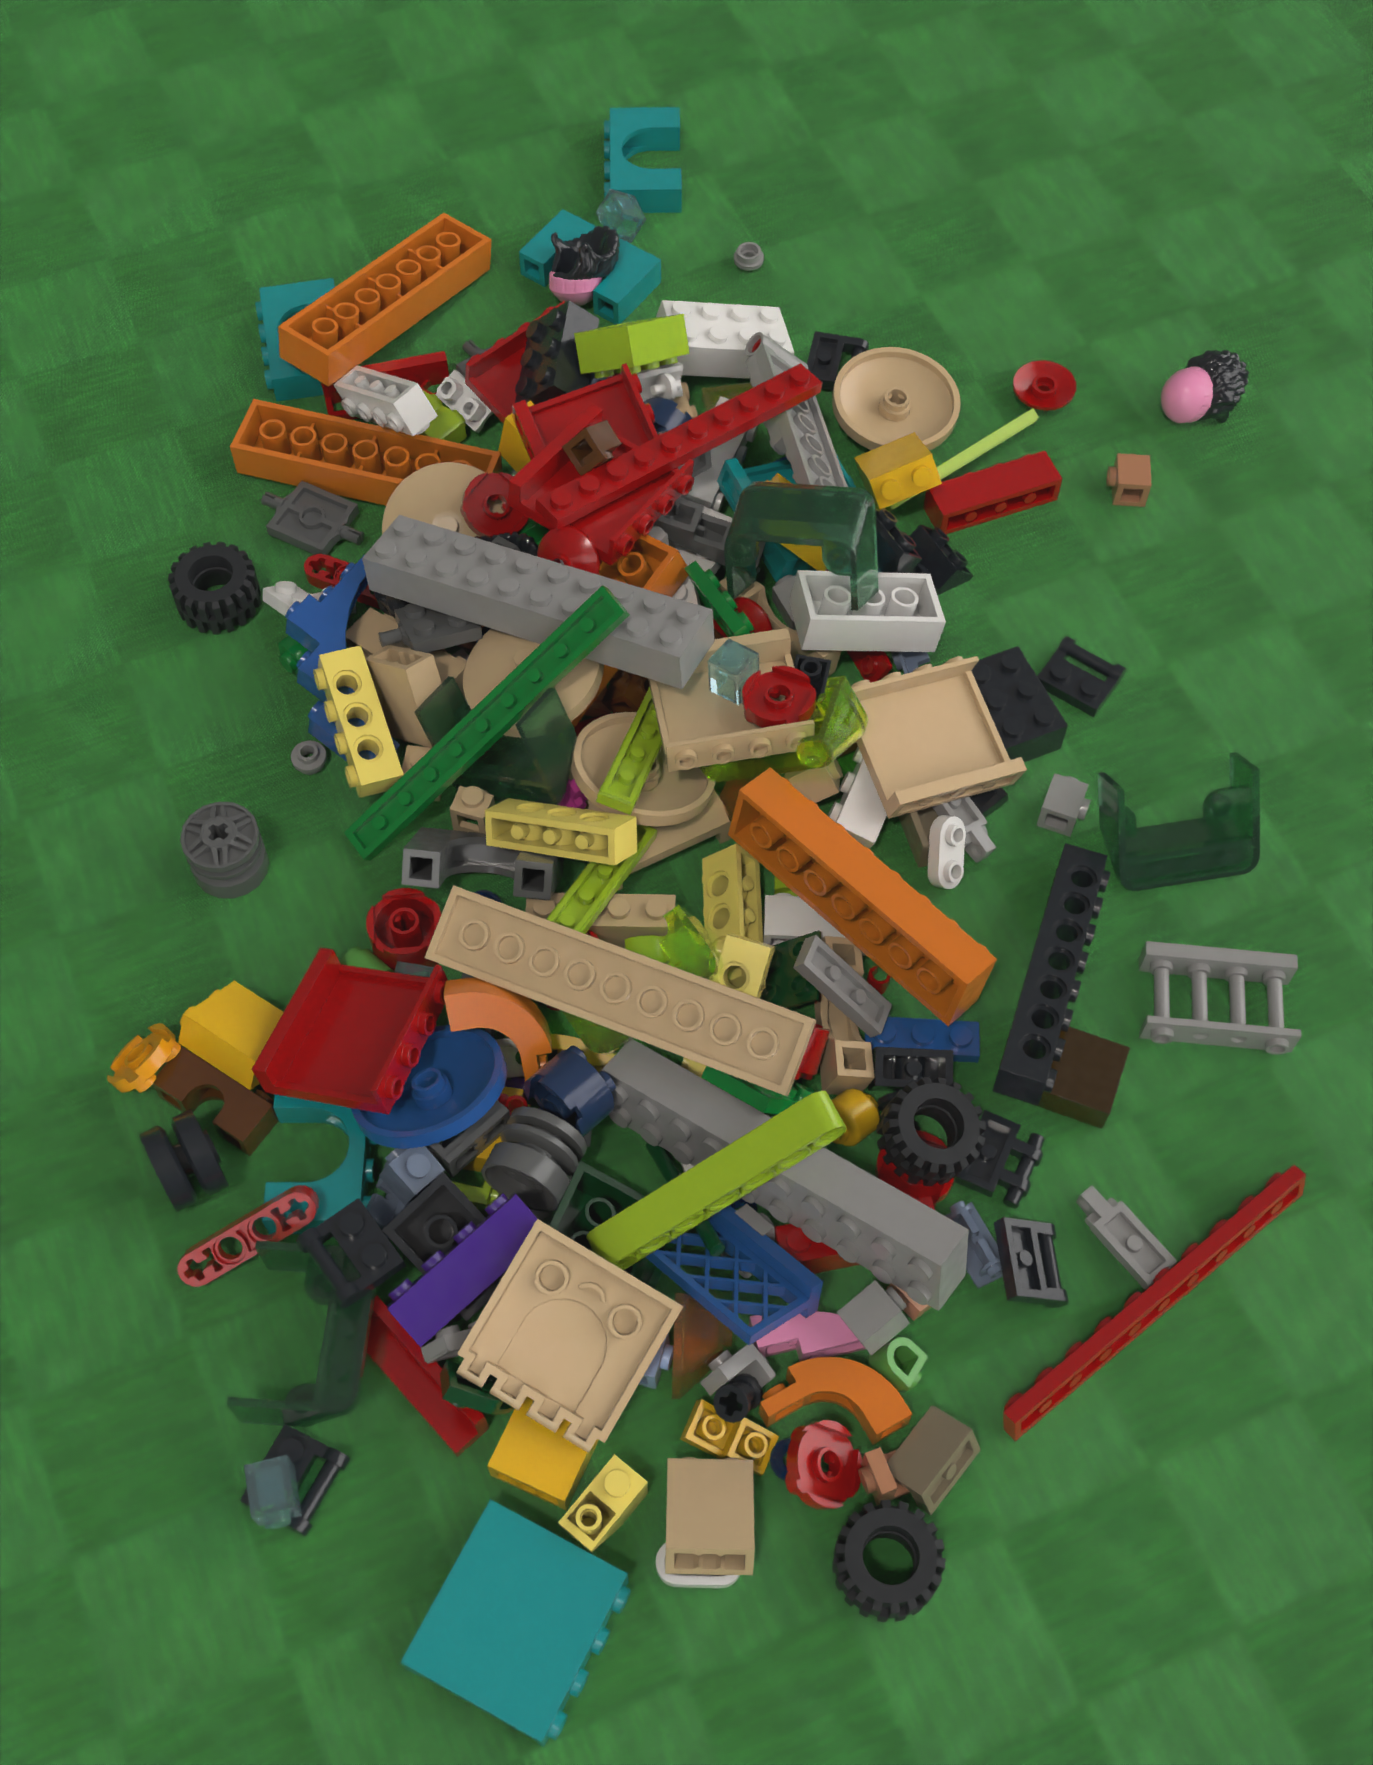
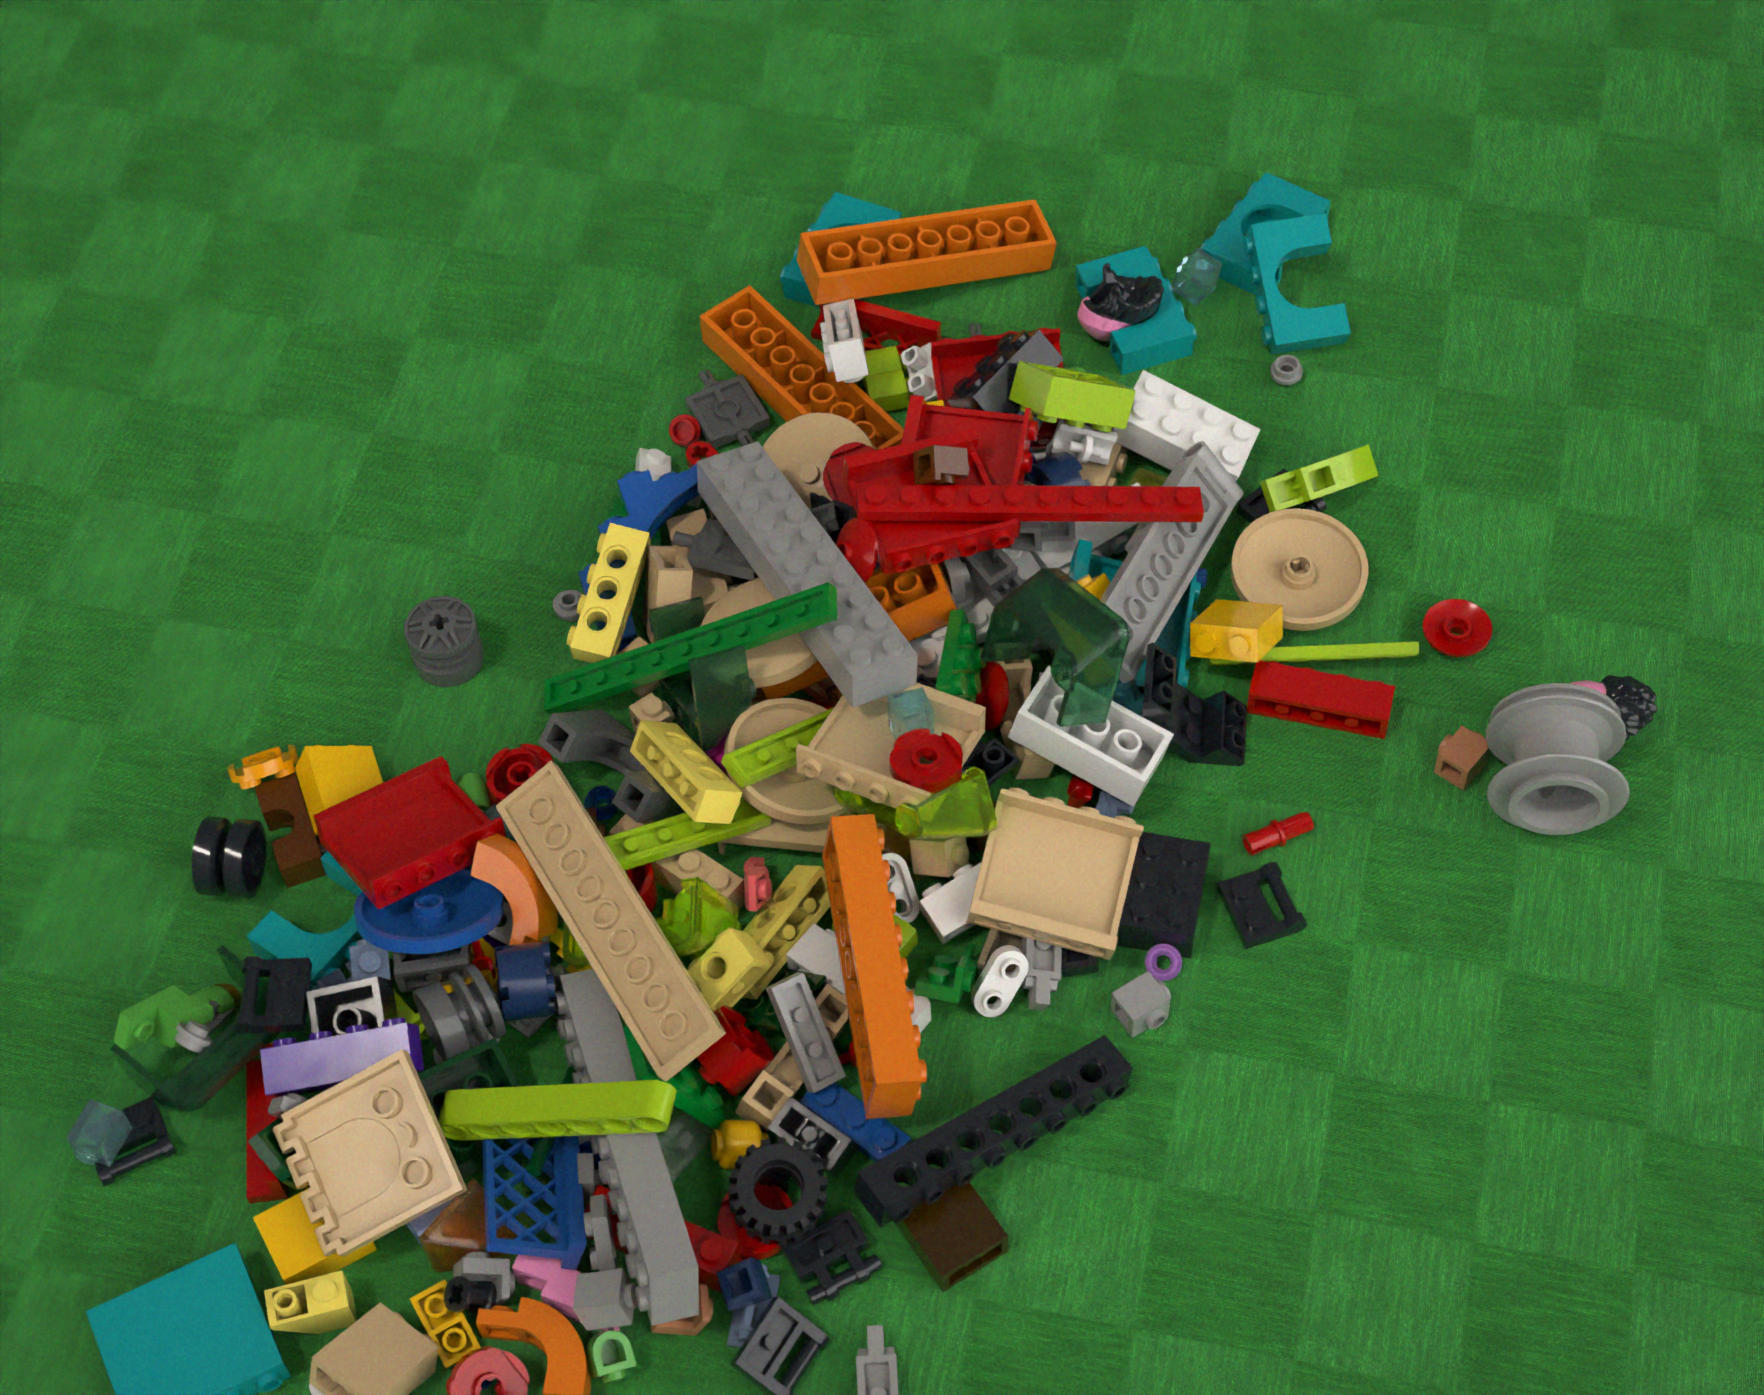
camera: 40 degrees right, 5 degrees down
(211, 567) = (598, 409): black tyre -> none
(246, 1233) = (228, 937): red beam -> none
(263, 1333) = (164, 1010): none -> bright green plate
(287, 554) = (684, 430): none -> red plate
(302, 1340) = (193, 1036): none -> light grey plate
(689, 892) = (756, 883): none -> coral slope
(720, 218) = (1286, 325): none -> teal arch
(824, 1262) = (598, 1224): none -> light grey hinge
(853, 325) = (1319, 479): none -> lime slope
(914, 865) = (947, 979): none -> green bracket
(972, 1219) = (744, 1284): none -> dark blue slope
(1045, 614) = (1277, 833): none -> red axle
(1058, 758) = (1151, 962): none -> medium lavender plate
(1188, 850) = (1211, 1105): clear green windscreen -> none
(1211, 431) = (1556, 758): none -> light grey wheel
(1221, 963) = (1138, 1211): light grey fence -> none

